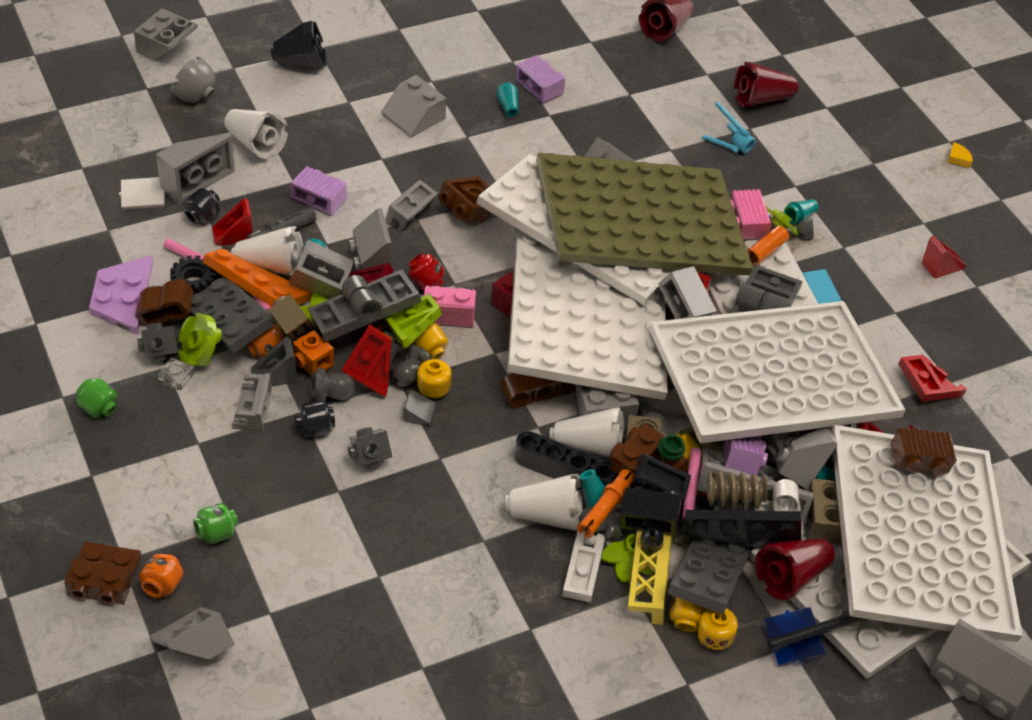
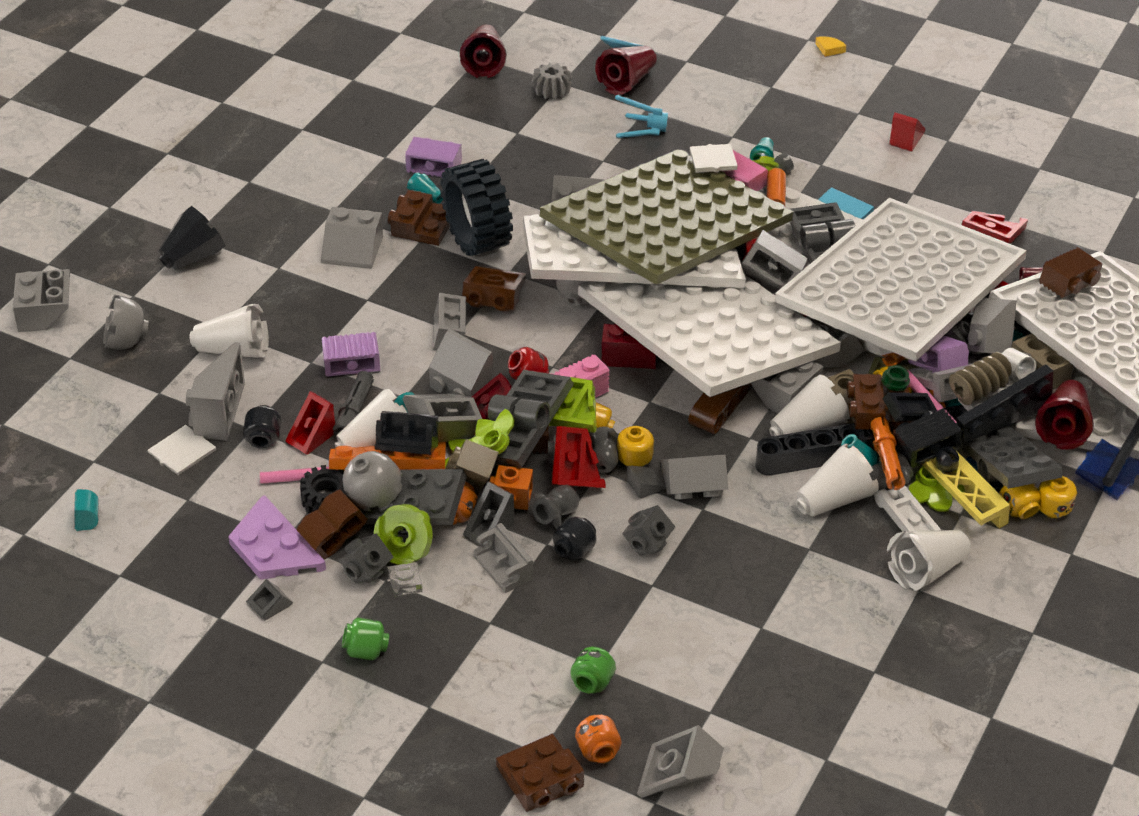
camera: 35 degrees left, 5 degrees down
(33, 195) = (86, 509): none -> teal brick
(77, 331) = (268, 600): none -> dark grey slope
(212, 285) = (372, 480): none -> light grey cylinder
(272, 267) = (407, 432): none -> black hinge
(321, 308) = (494, 433): none -> lime plate
(454, 427) = (695, 474): none -> light grey slope
(482, 119) = (418, 218): none -> reddish brown plate
(508, 128) = (476, 207): none -> black wheel
(558, 605) = (925, 555): none -> white cone
(694, 67) = (551, 81): none -> light grey gear
(732, 190) = (713, 158): none -> white piece
(782, 65) = (616, 43): none -> medium azure dish

